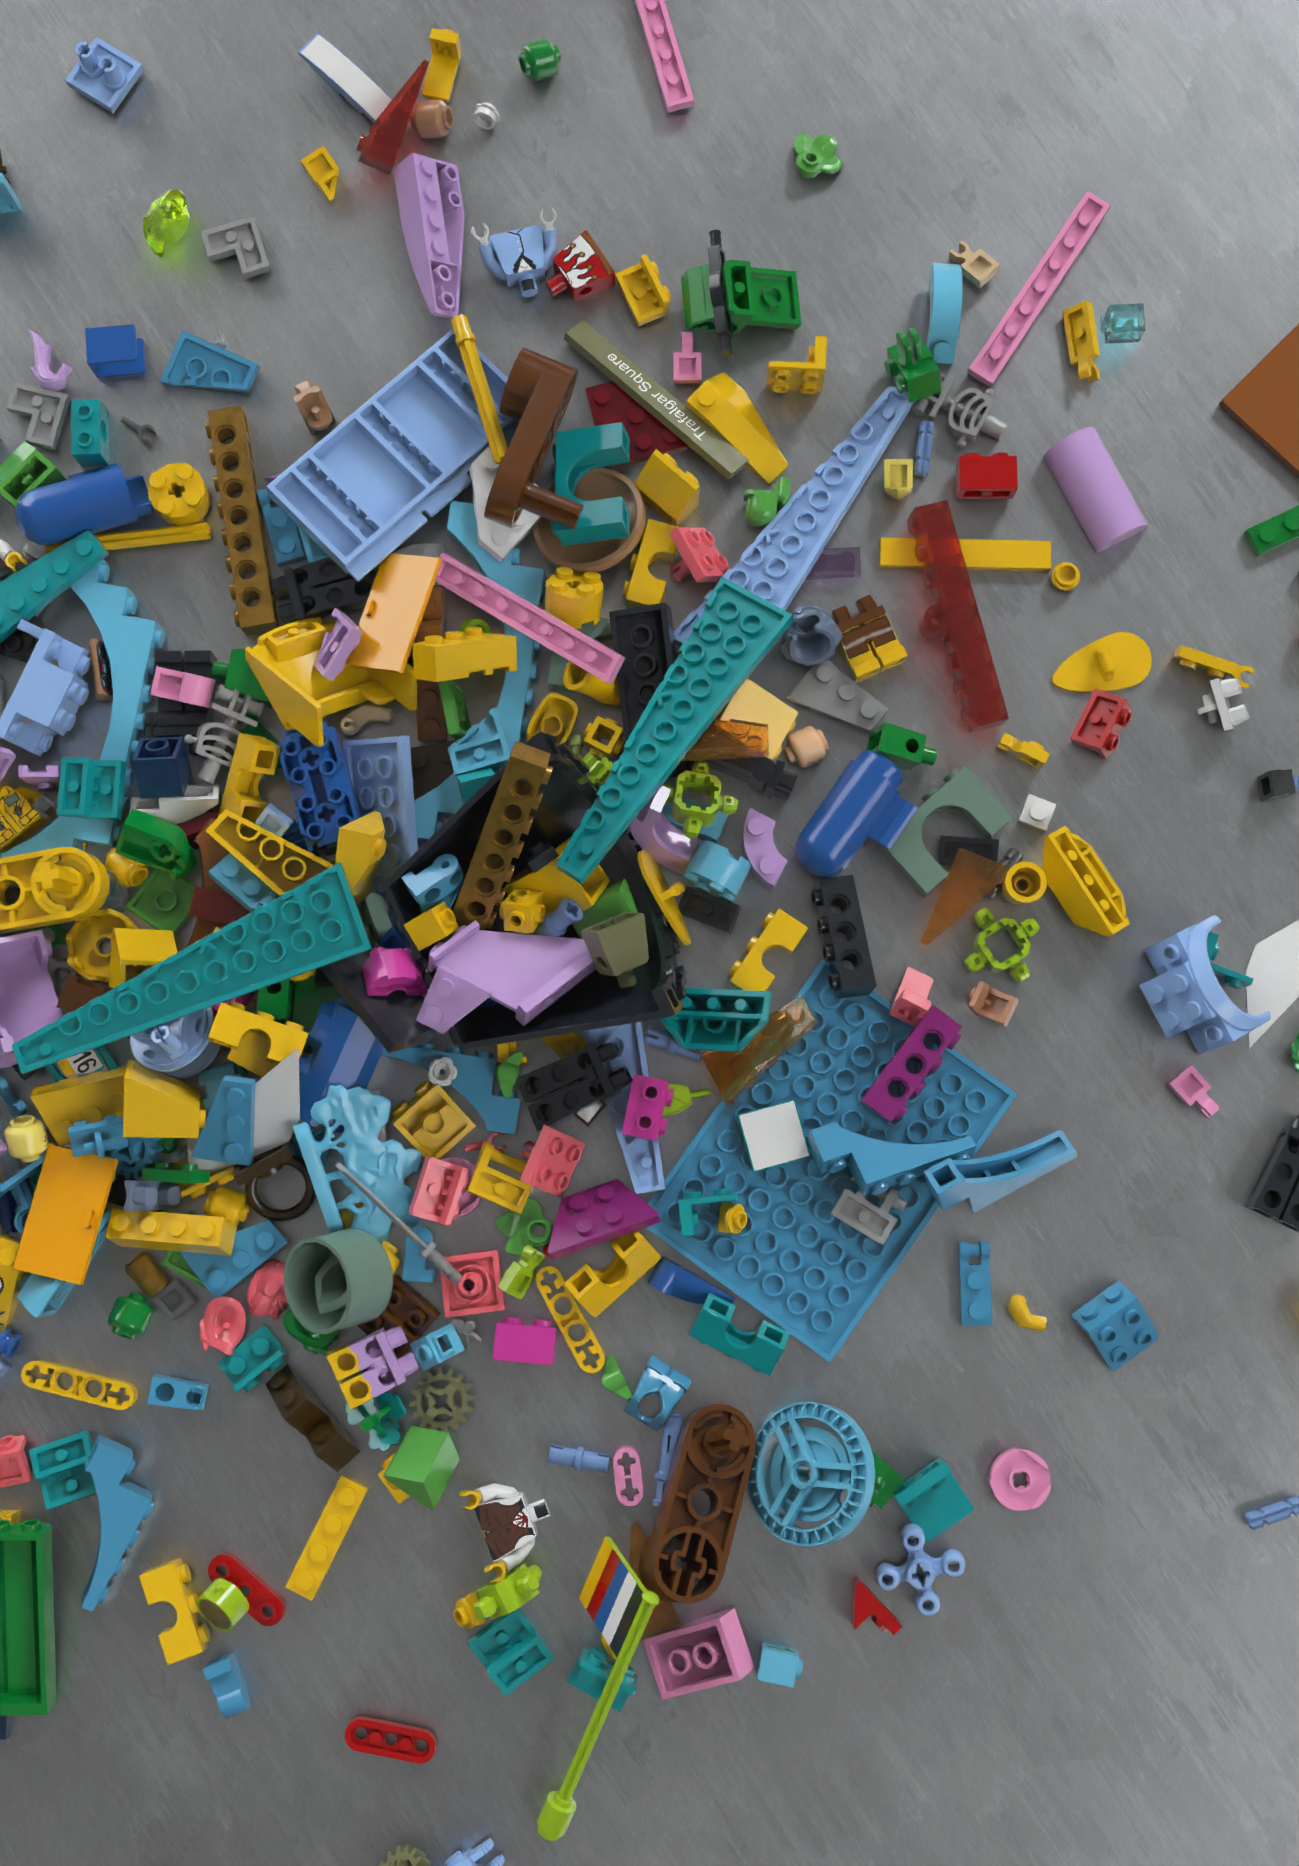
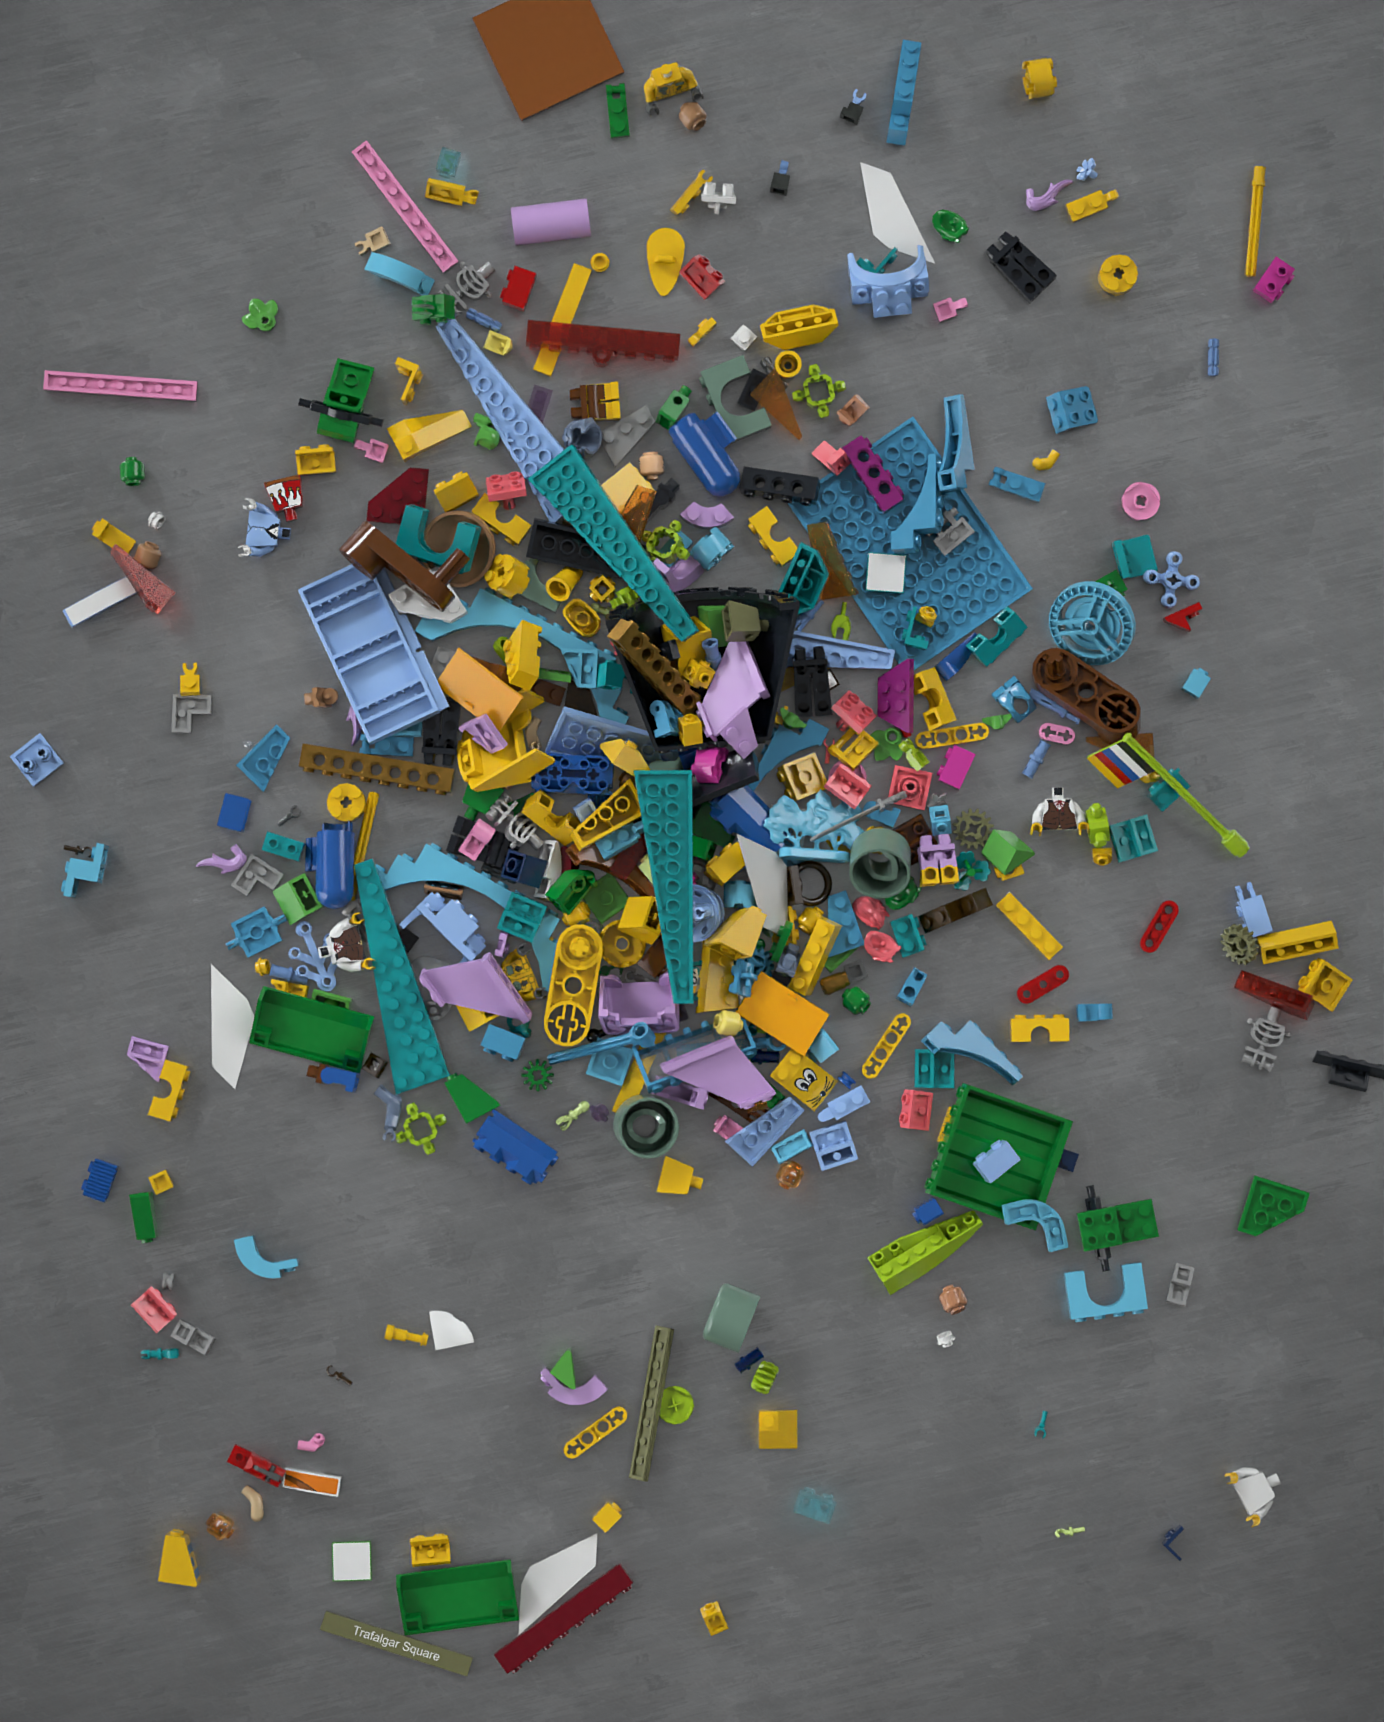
camera: 70 degrees left, 5 degrees up
(166, 220) = (153, 752): clear neon green hair -> none
(222, 1605) = (1046, 998): lime piece -> none
(229, 1124) = (764, 895): dark azure wing -> none
(234, 1022) = (706, 870): yellow arch -> none
(277, 233) = (190, 682): none -> yellow plate
(322, 171) = (156, 639): yellow slope -> none
(432, 228) = (225, 581): lavender wedge -> none
(434, 1072) = (776, 754): white plate -> none
(466, 344) = (349, 586): yellow axle -> none
(529, 619) = (514, 607): bright pink plate -> none
(646, 1108) = (842, 643): dark pink brick -> none
(656, 399) = (391, 478): olive tile -> none
(664, 894) = (714, 586): yellow shield -> none
(699, 1654) = (1173, 727): bright pink slope -> none
(708, 909) = (732, 563): black plate -> none

